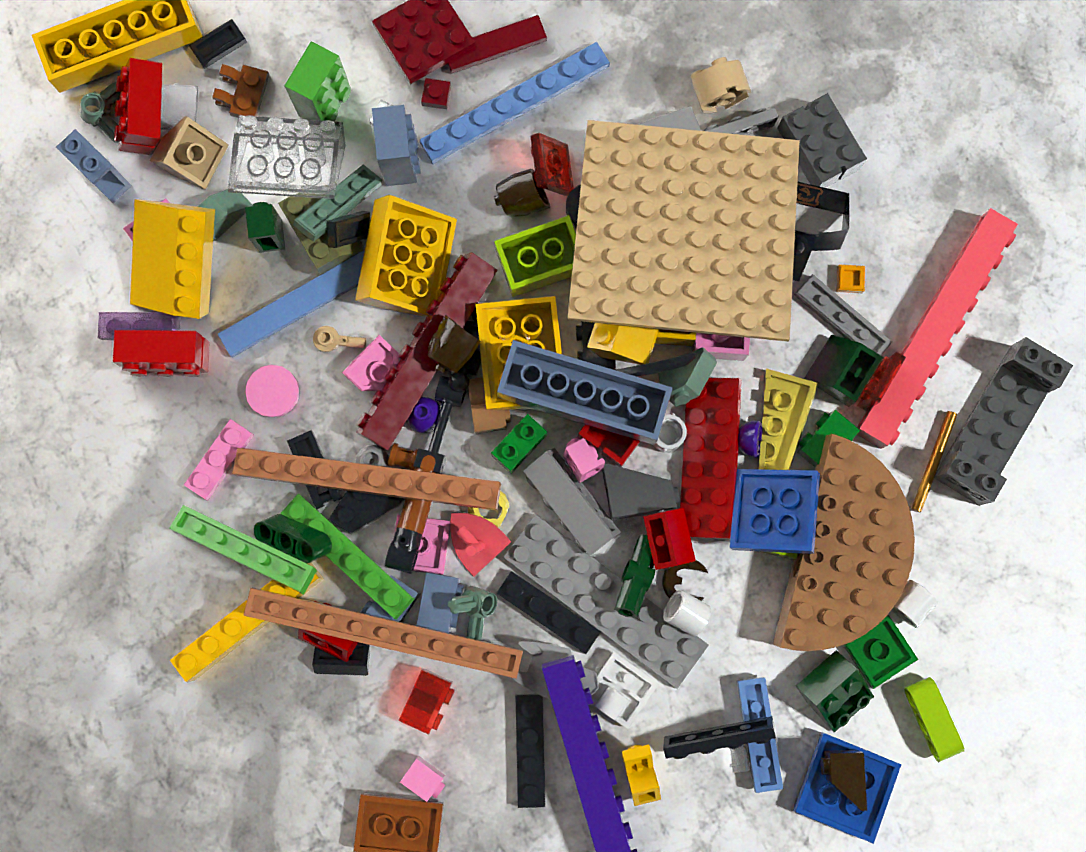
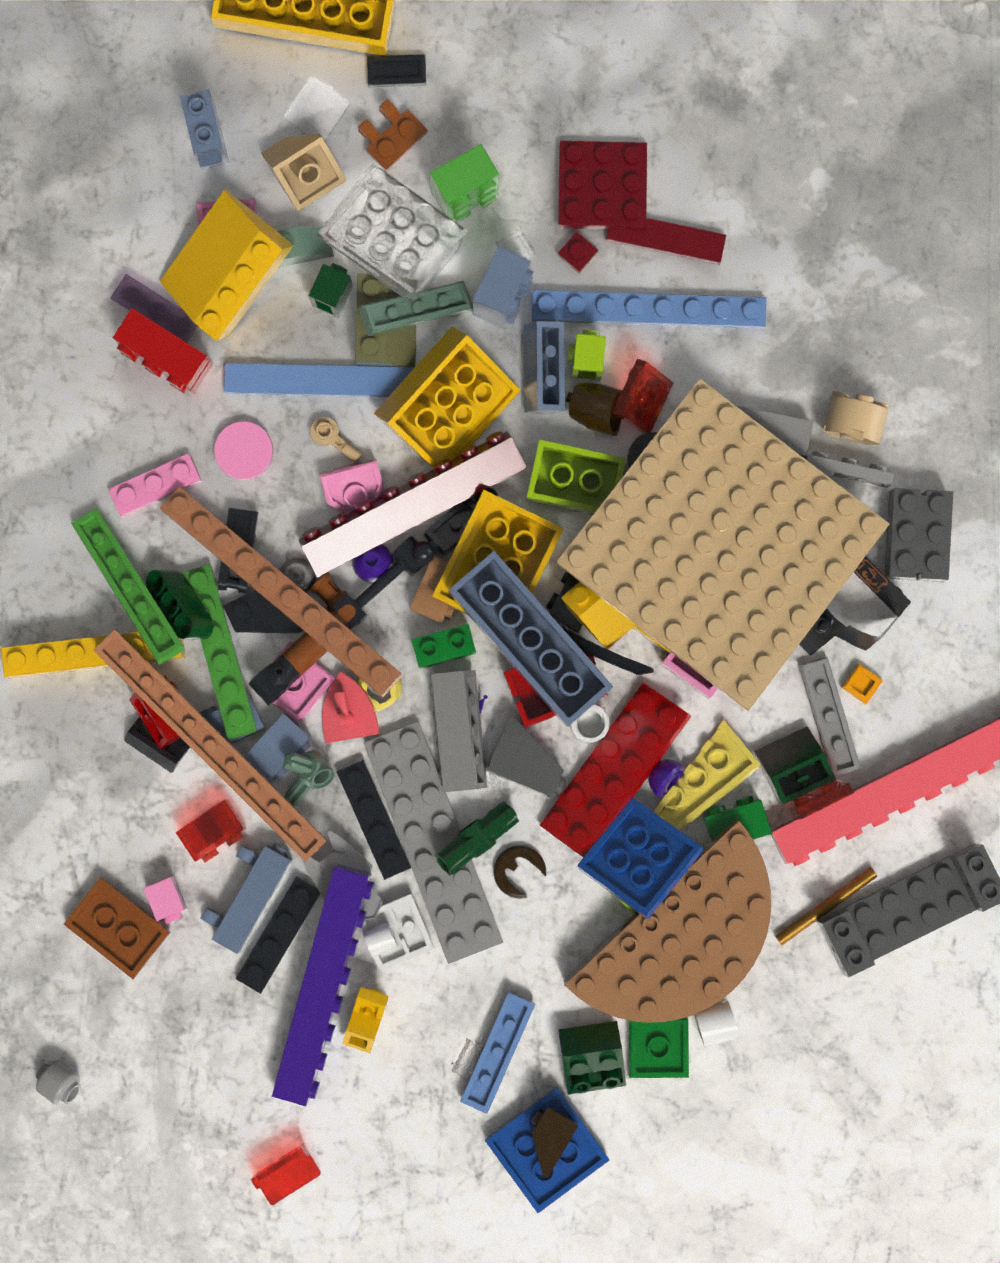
camera: 30 degrees right, 5 degrees up
(102, 102) = (250, 64): sand green axle -> none
(139, 106) = (282, 96): red piece -> none
(348, 229) = (409, 340): black tile -> none
(451, 346) = (436, 516): dark brown helmet -> none
(464, 188) = (544, 367): none -> sand blue brick
(491, 158) = (587, 355): none -> lime brick
(491, 735) = (252, 897): none -> sand blue brick
(582, 459) = (493, 698): bright pink brick -> none
(669, 538) = (526, 822): red brick -> none
(687, 613) = (500, 900): white piece -> none
(690, 379) = (641, 689): sand green slope -> none
(719, 737) = (450, 1028): black plate -> none
(934, 719) = (667, 1140): lime beam -> none

